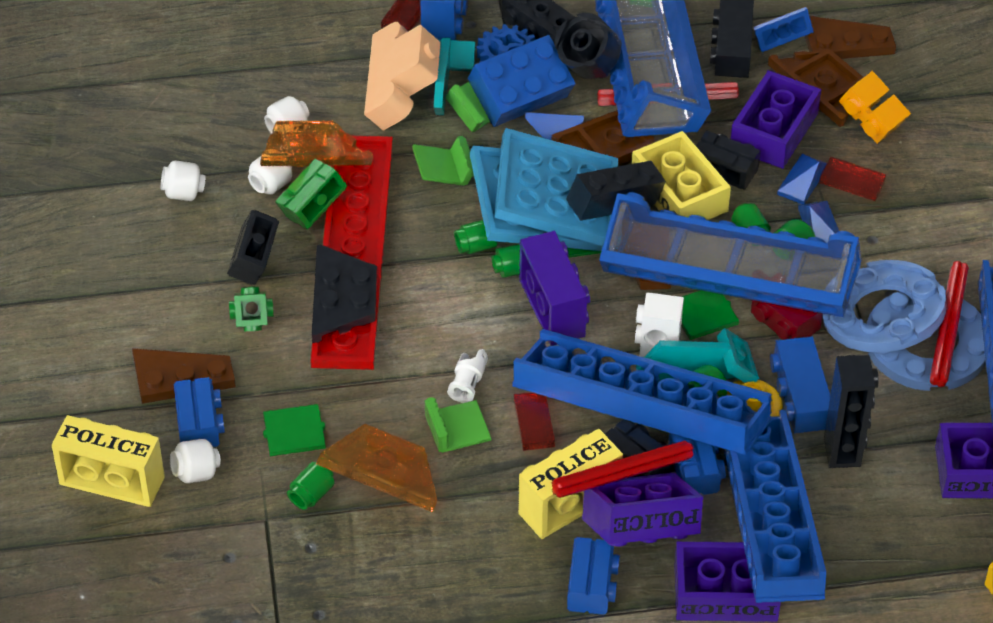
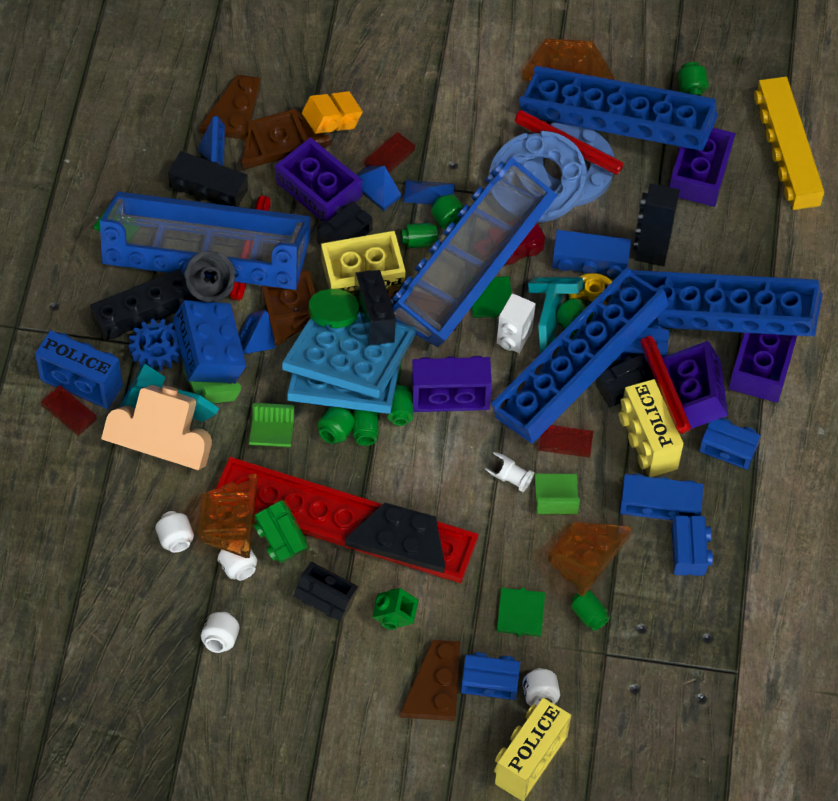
camera: 75 degrees left, 10 degrees up
(430, 563) = (690, 545): none -> blue brick
(463, 208) = (335, 424): none -> green head
(486, 523) = (660, 497): none -> blue brick
(600, 155) = (333, 308): none -> green tile

